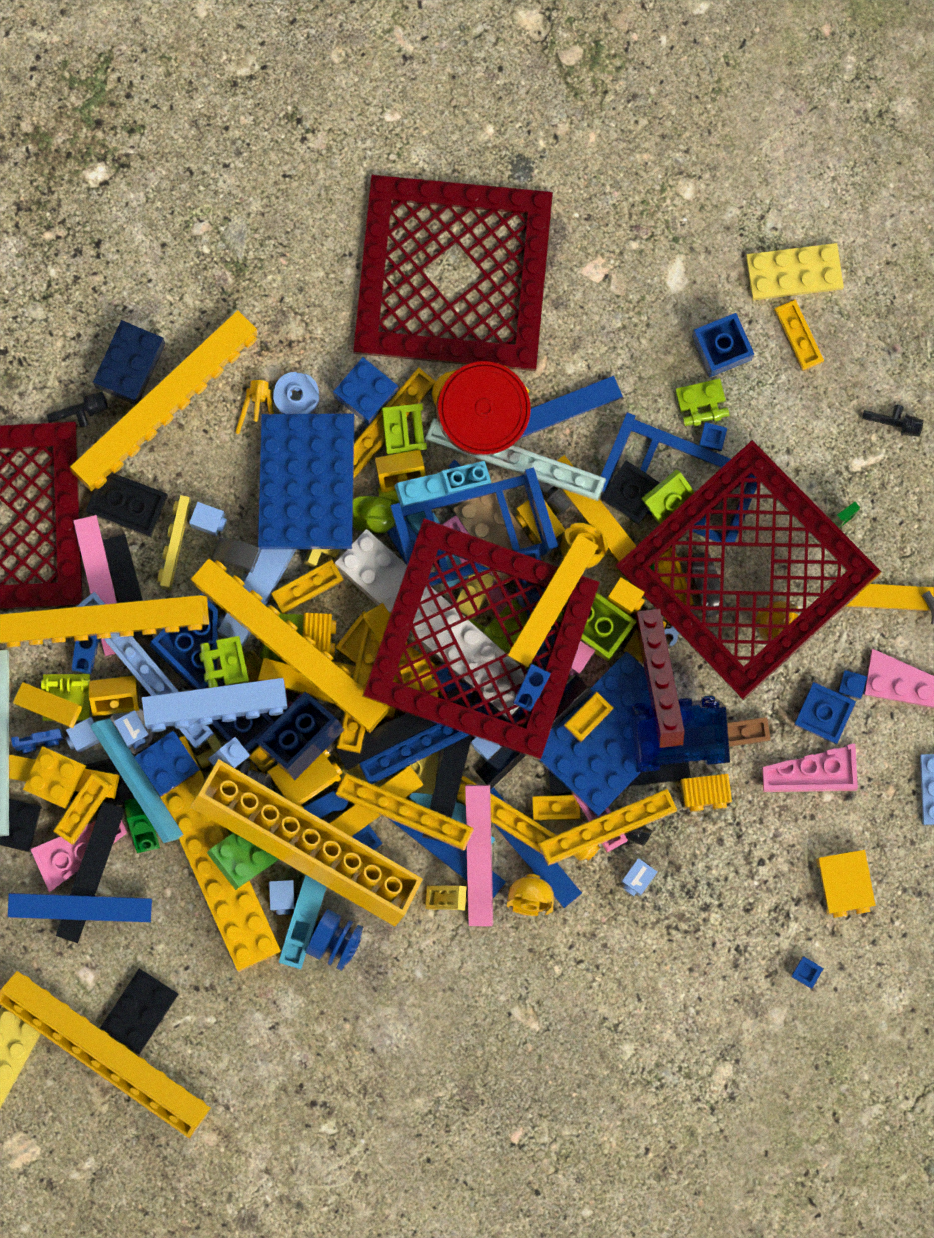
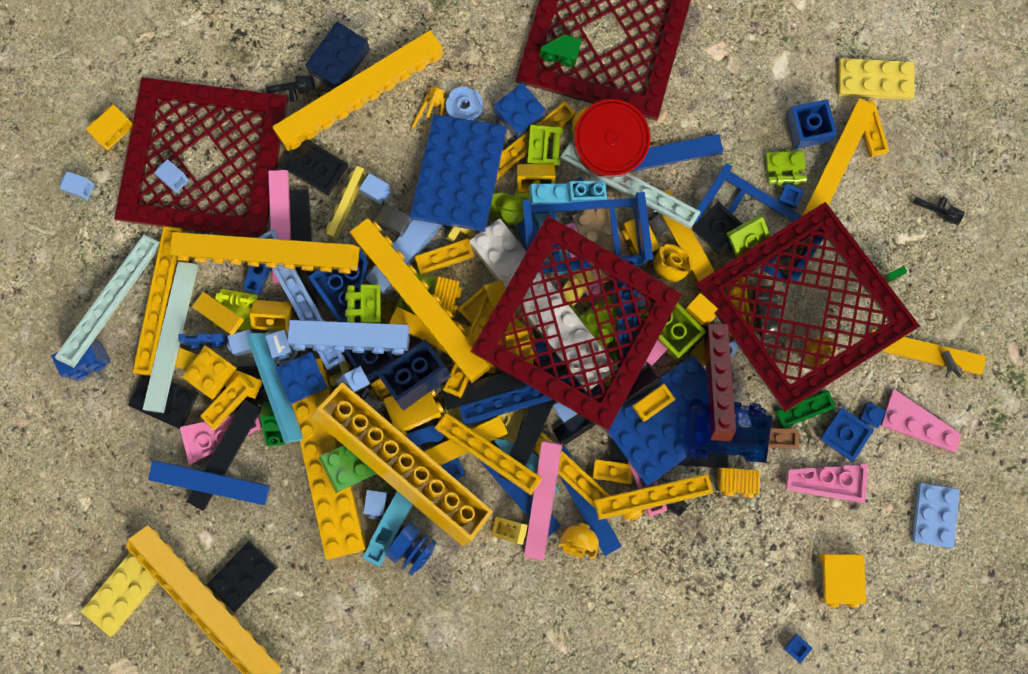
camera: 15 degrees right, 0 degrees up
(405, 305) = (562, 50): none -> green slope
(531, 687) = (611, 369): blue leg -> none
(552, 600) = (641, 301): yellow tile -> none
(638, 878) = (670, 542): light blue brick -> none
(765, 376) = (841, 155): none -> yellow tile
(772, 692) = (806, 409): none -> green tile

